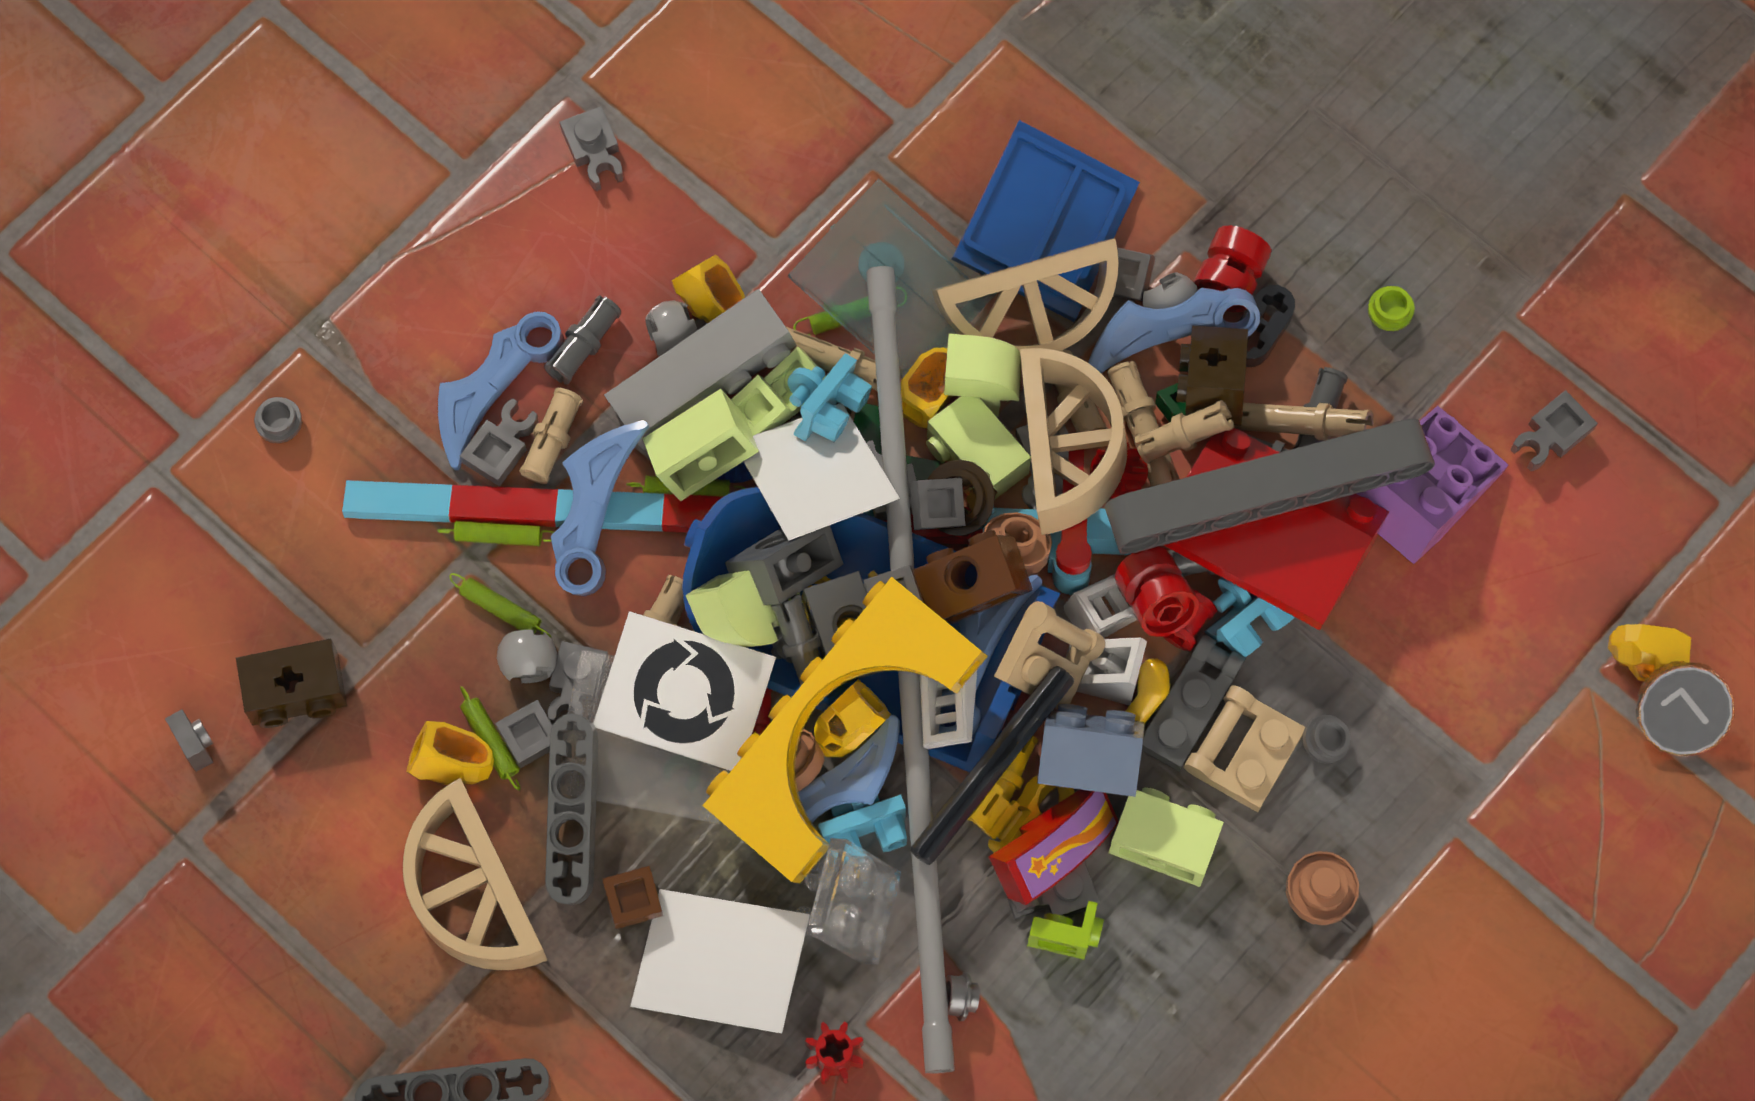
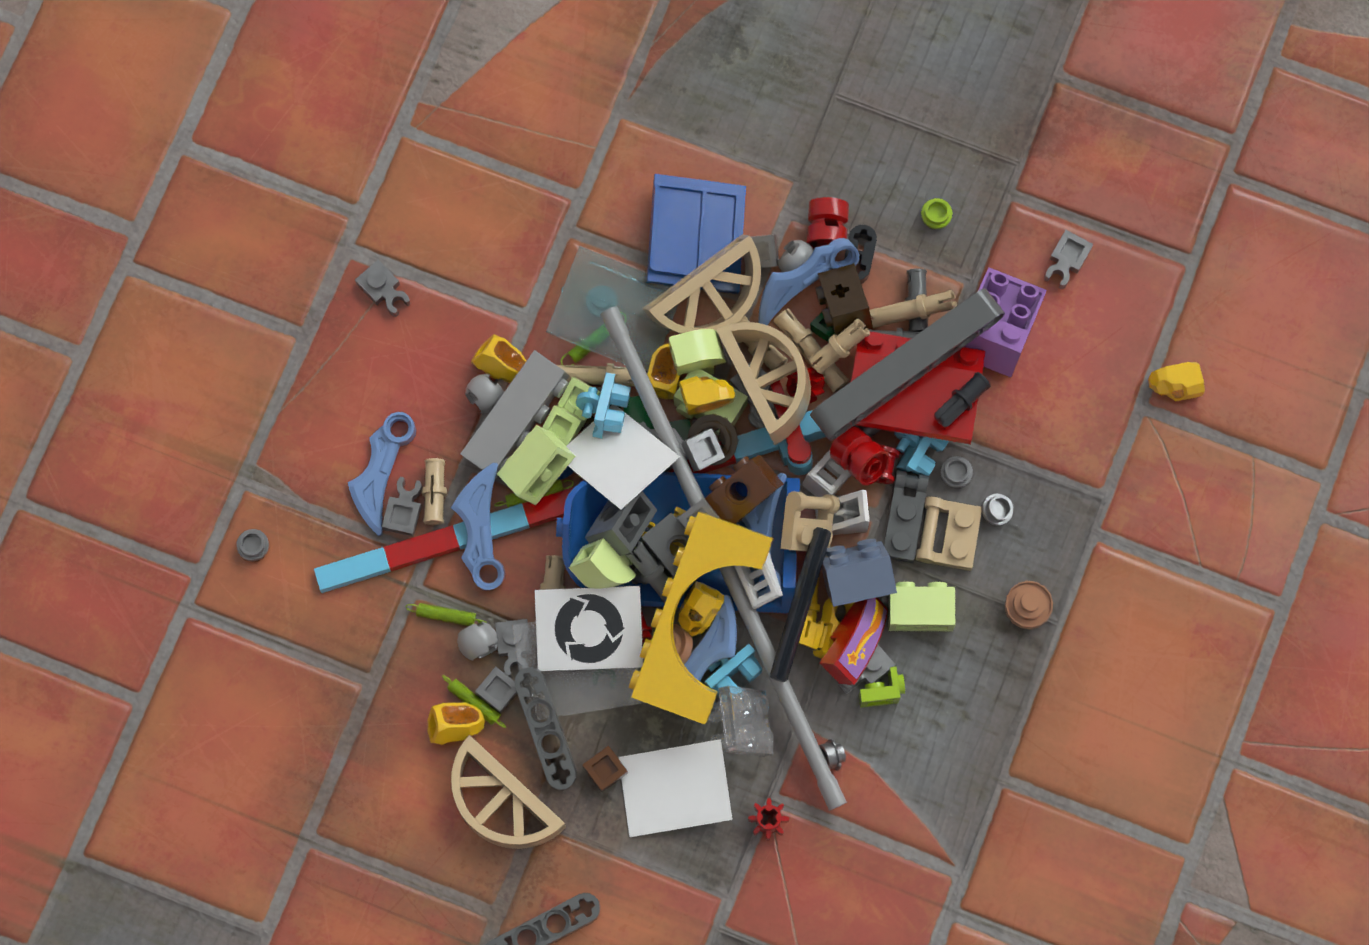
camera: 20 degrees left, 5 degrees up
(191, 738) = (286, 772): flat silver plate -> none
(268, 675) = (345, 699): dark brown brick -> none
(497, 533) = (424, 568): lime piece -> none
(583, 339) = (429, 420): dark grey pin -> none
(972, 431) = (705, 394): none -> yellow rock
(1031, 543) = (765, 447): nougat plate -> none
(1152, 689) = (878, 518): yellow arm -> none
(1287, 667) = (956, 472): none -> flat silver plate
(1329, 562) = (962, 400): none -> black axle
(1685, 708) = (1210, 410): tile -> none

